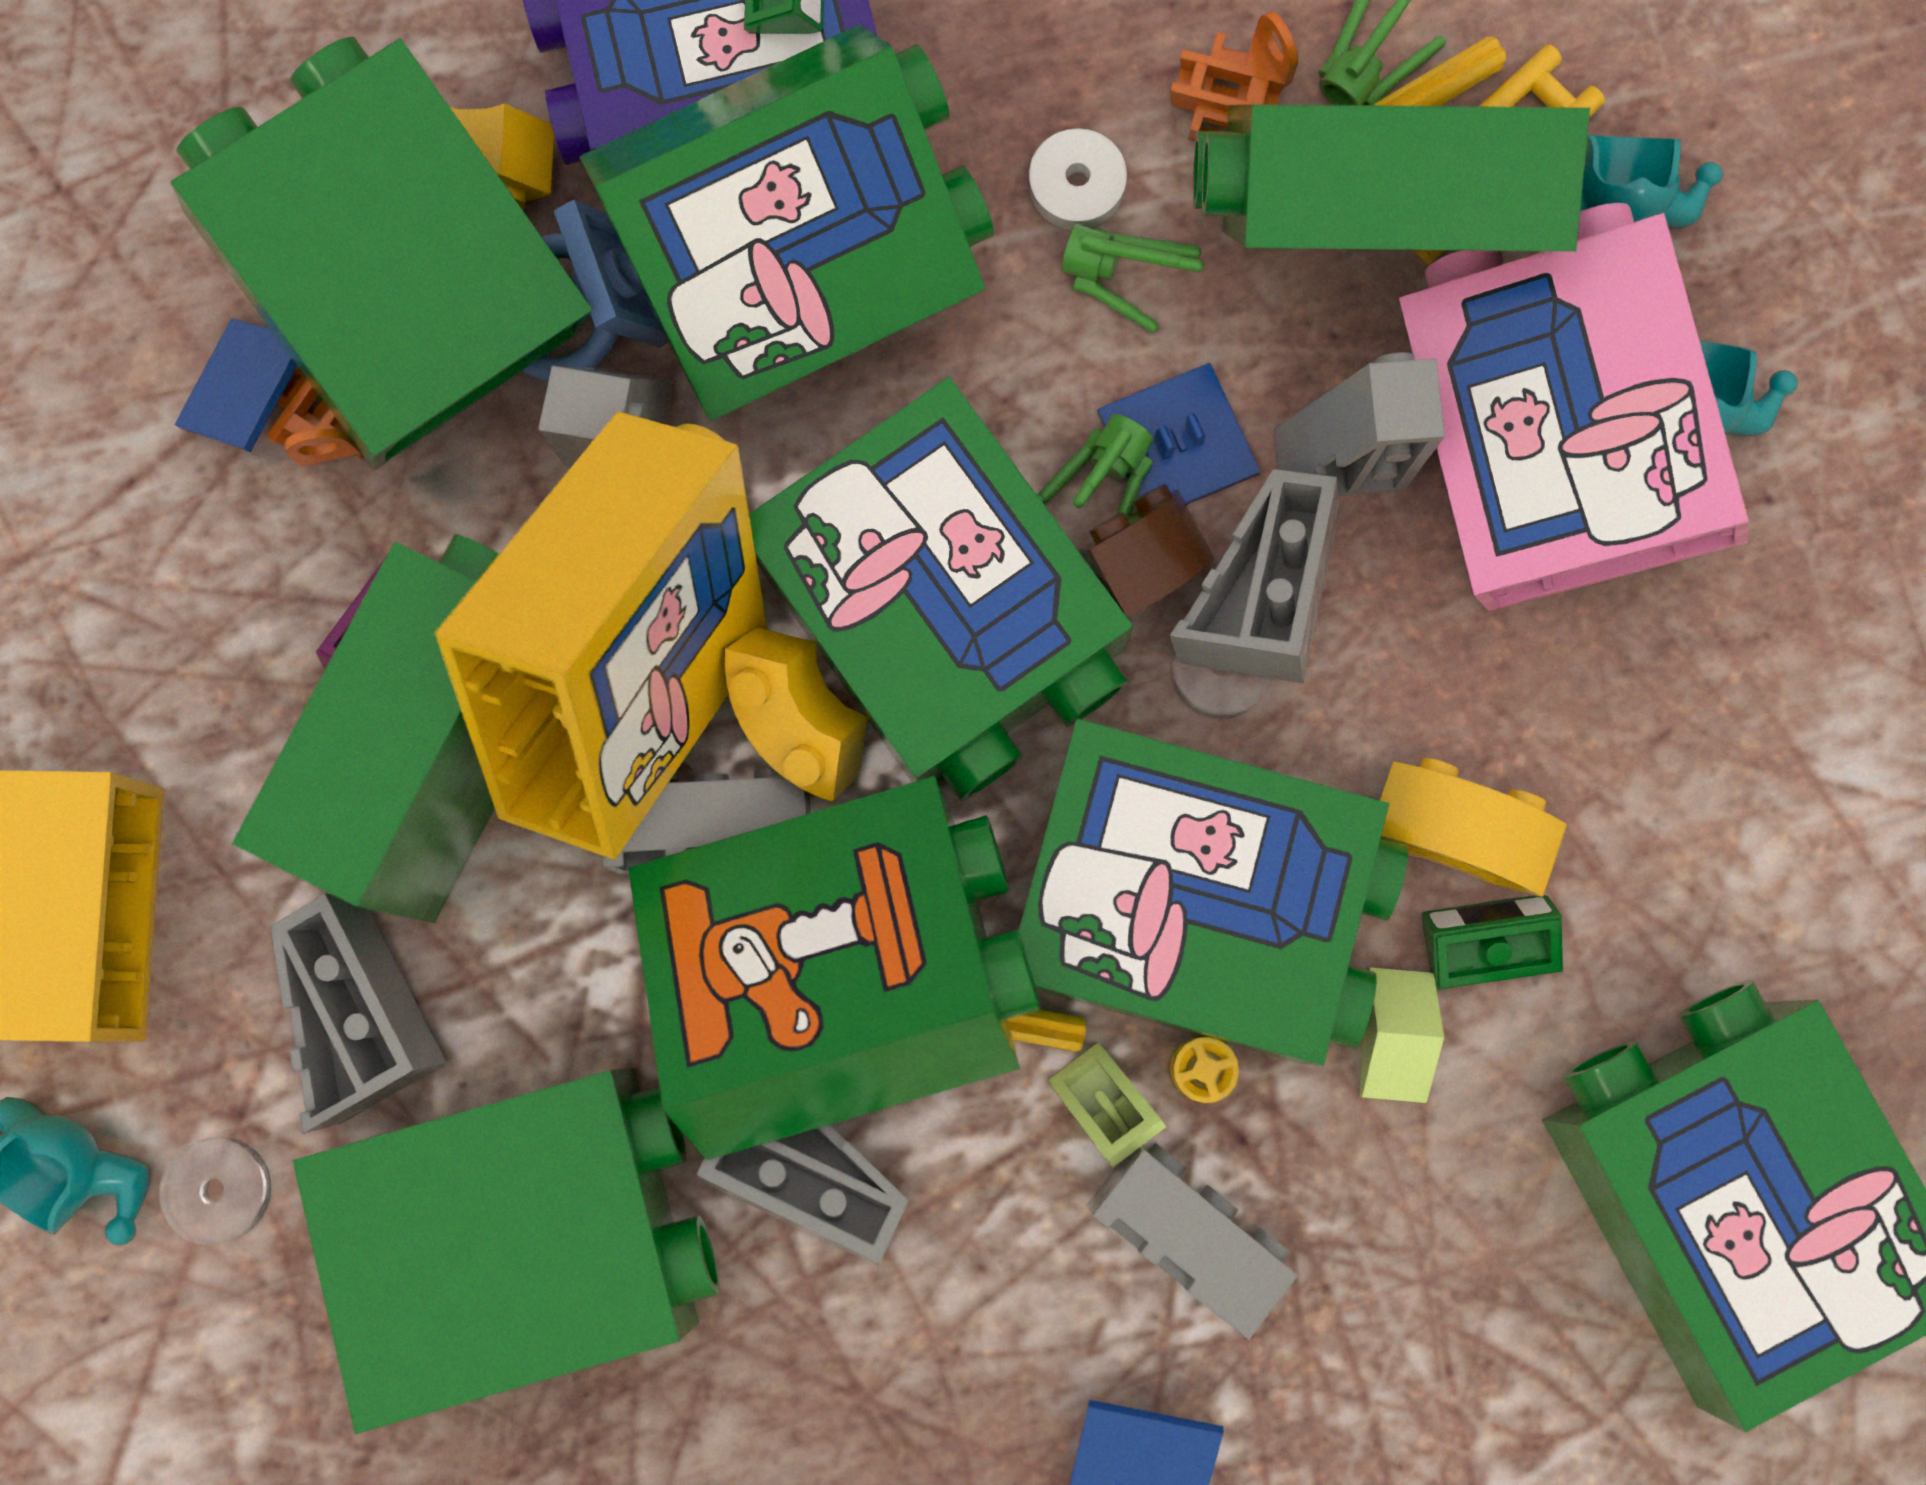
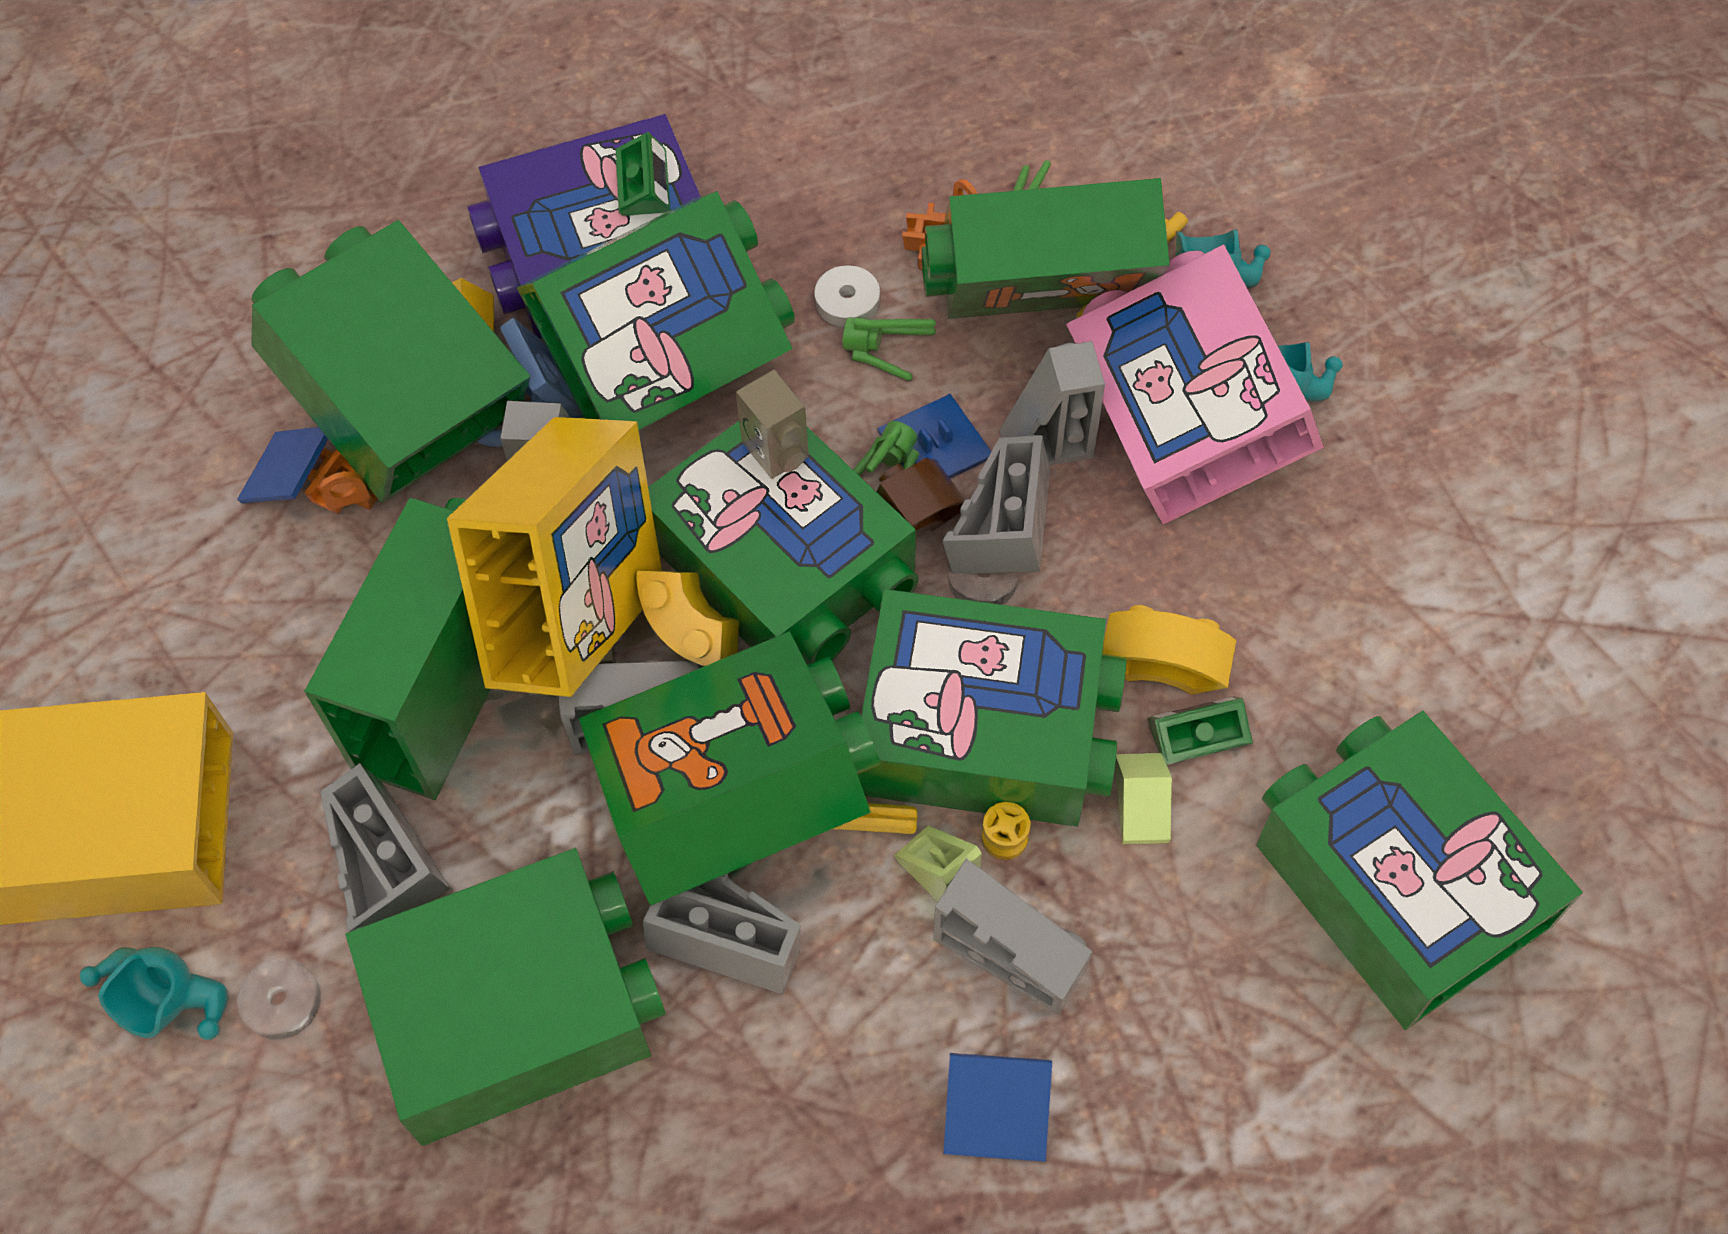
camera: 10 degrees left, 20 degrees down
(942, 451) = (773, 424): none -> dark tan brick

